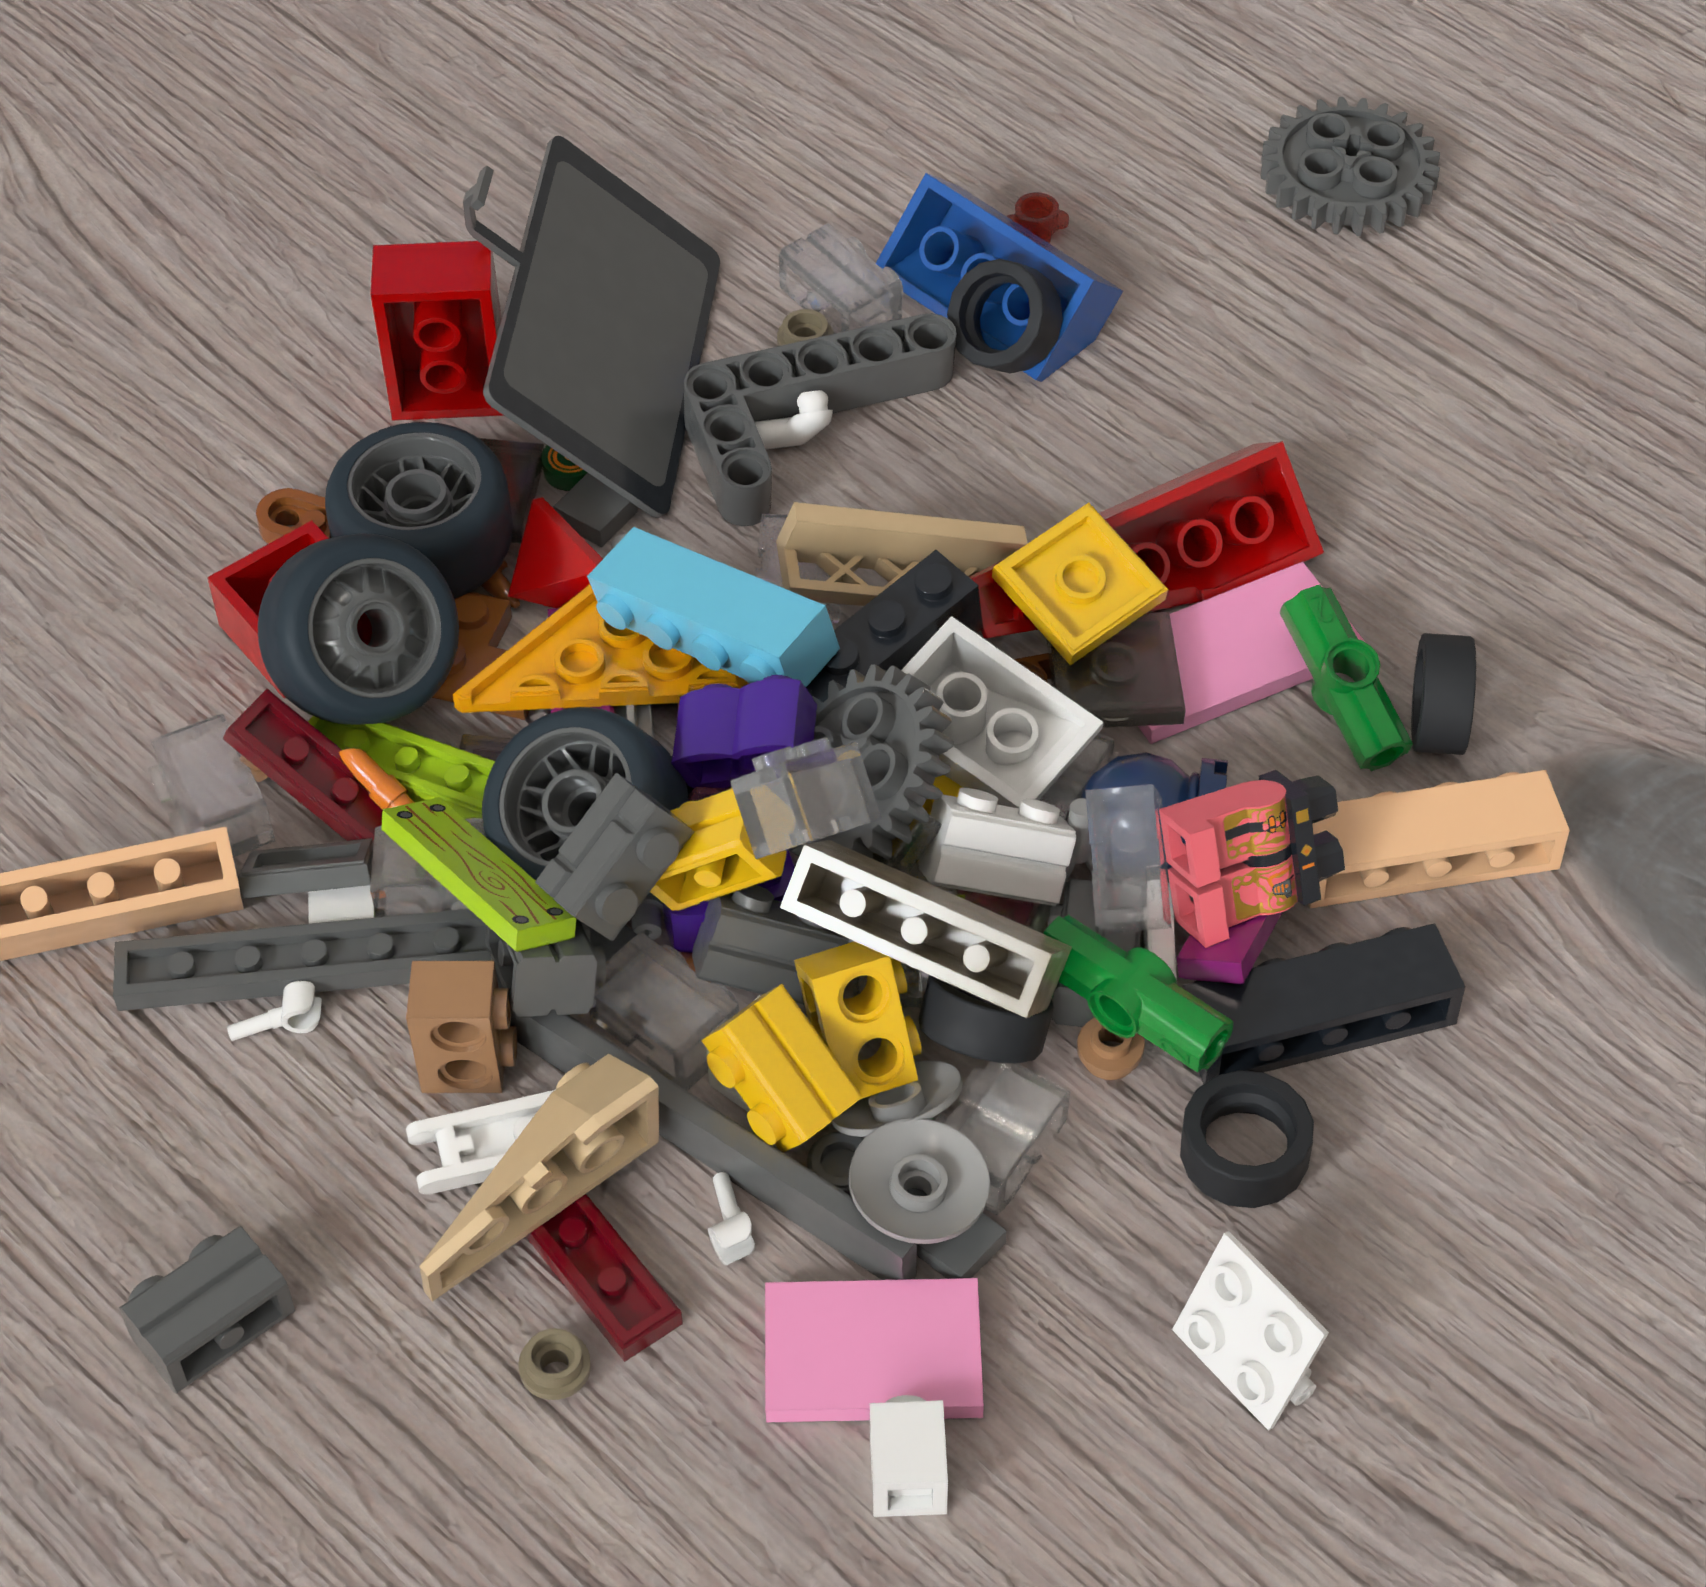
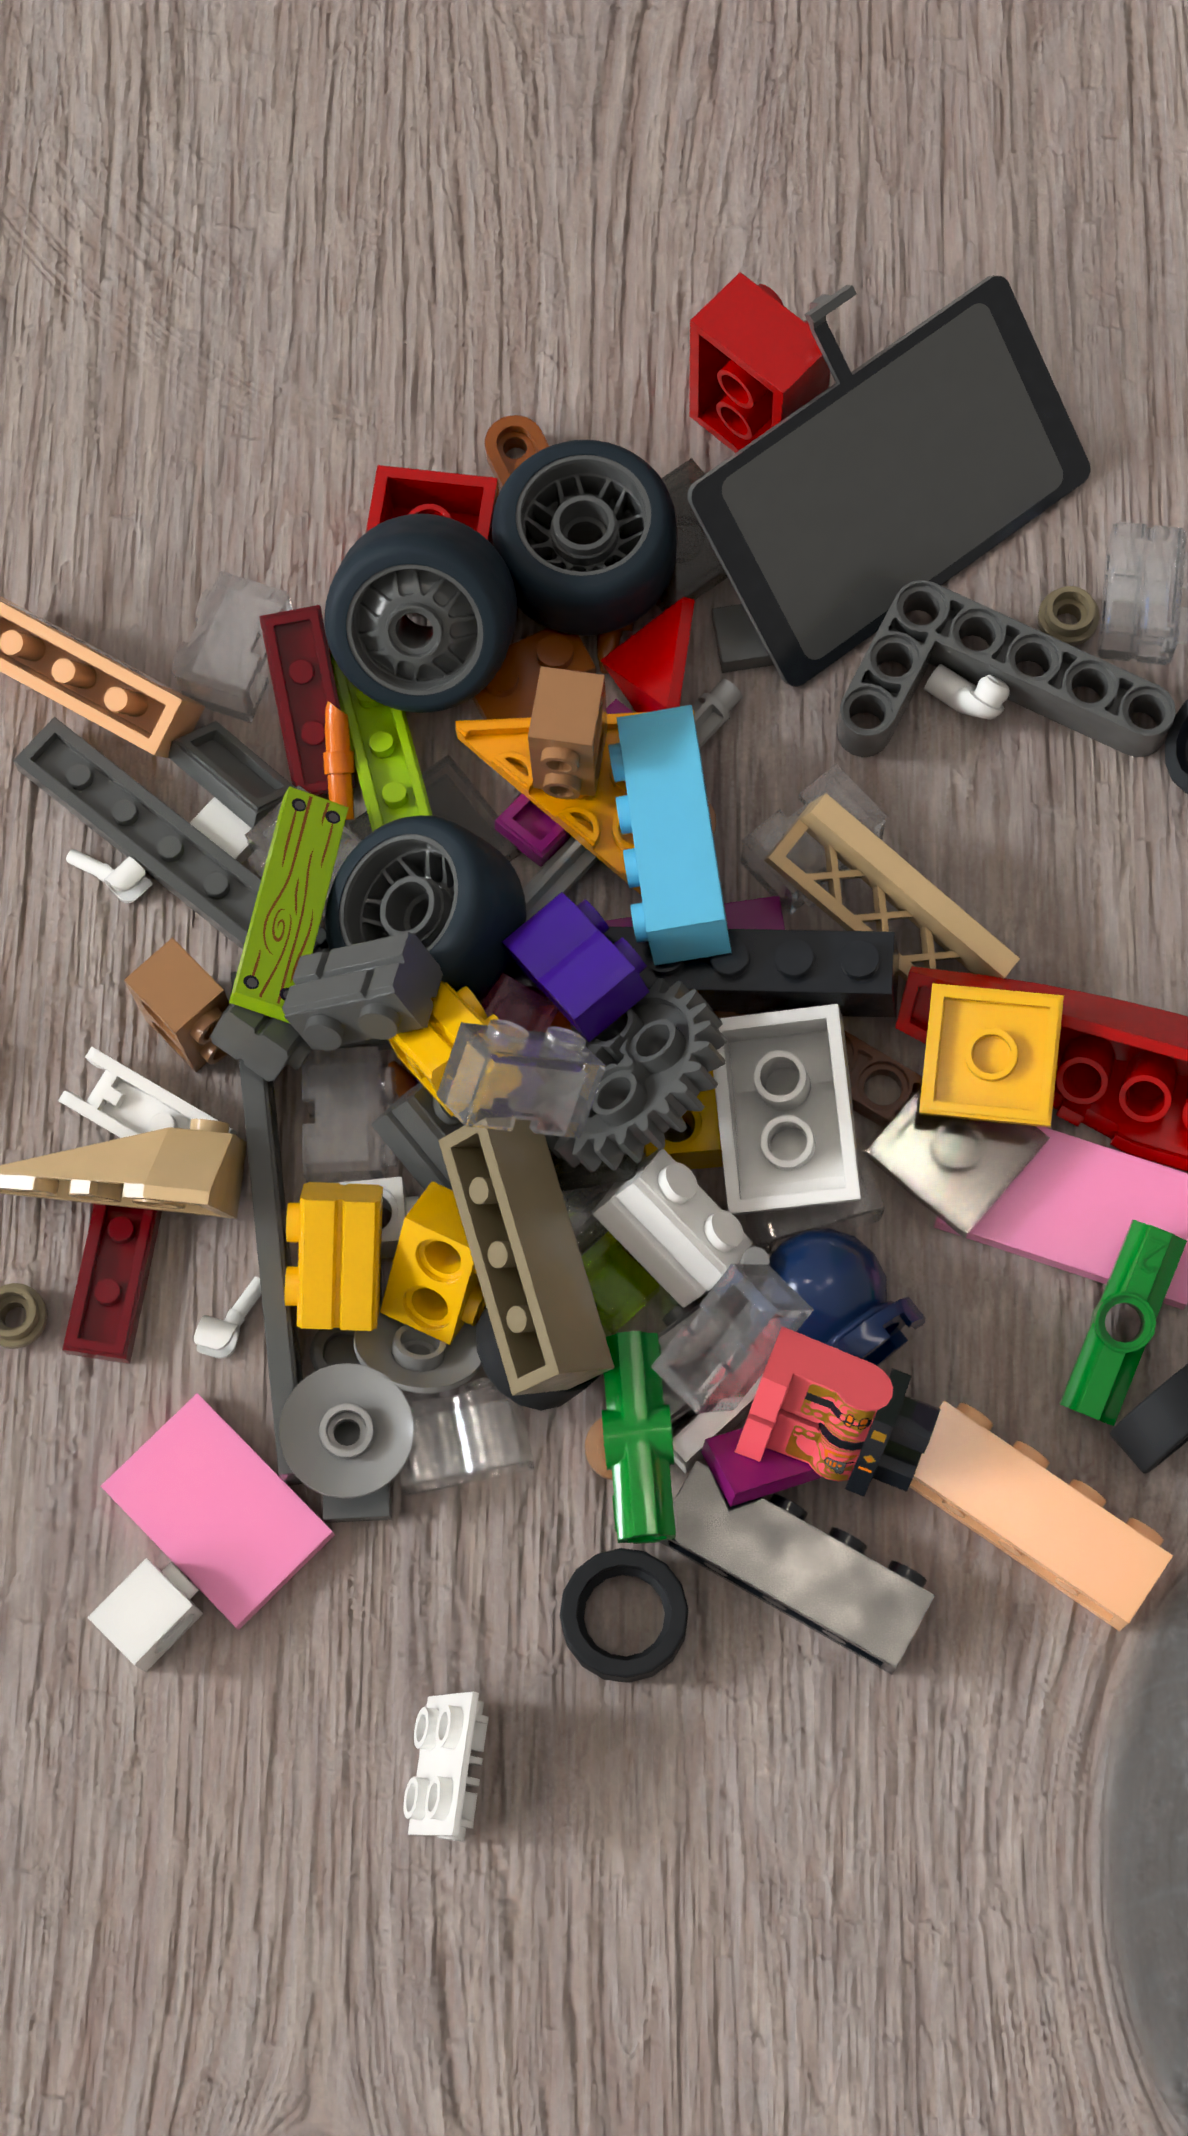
camera: 50 degrees right, 20 degrees up
(563, 608) = (567, 732): none -> medium nougat brick

